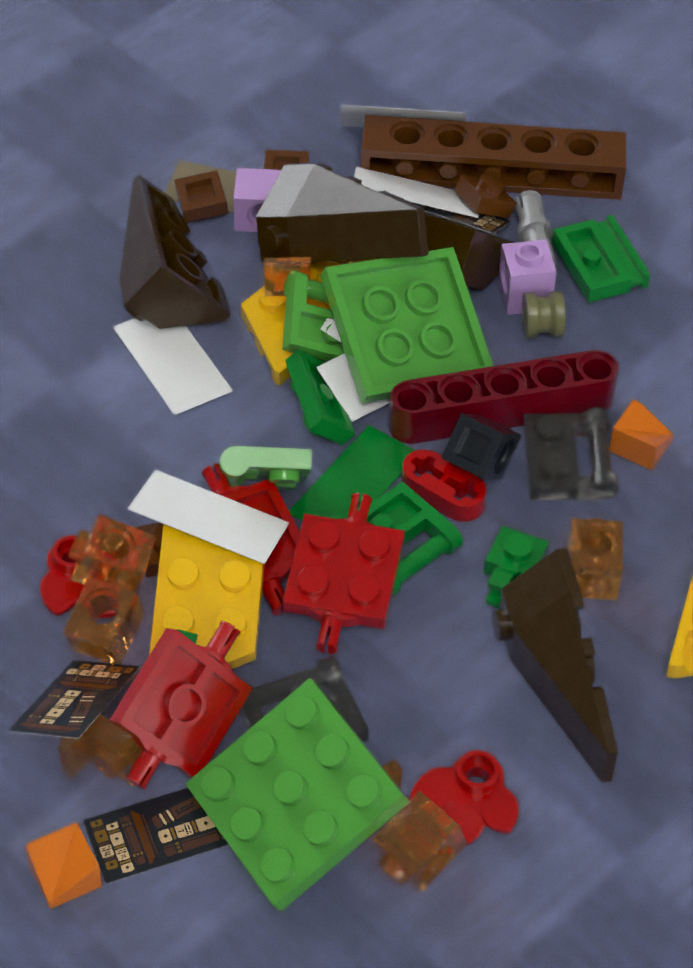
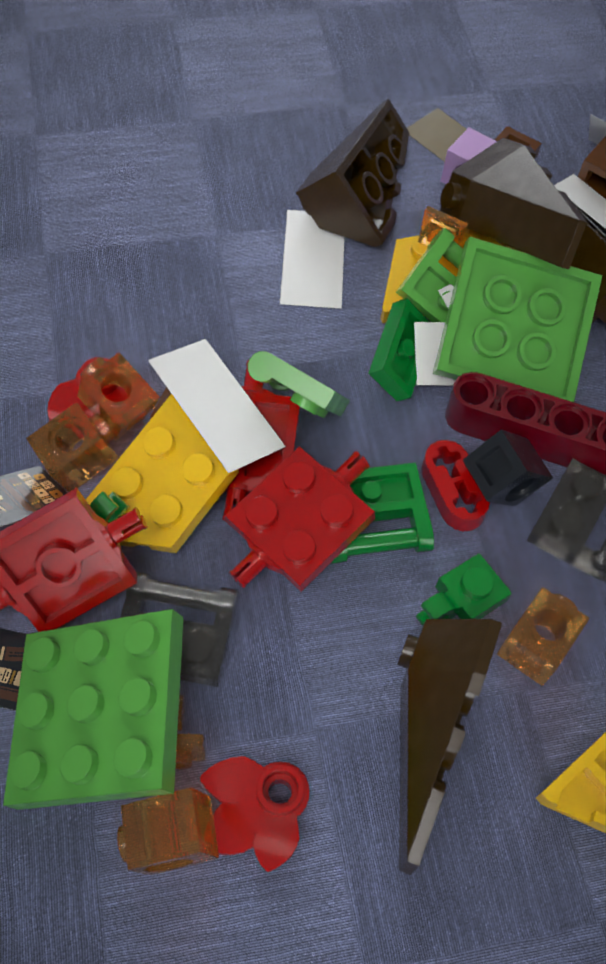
camera: 30 degrees right, 10 degrees up
(201, 196) = (429, 140): reddish brown plate -> none
(364, 467) = (384, 436): green sticker -> none

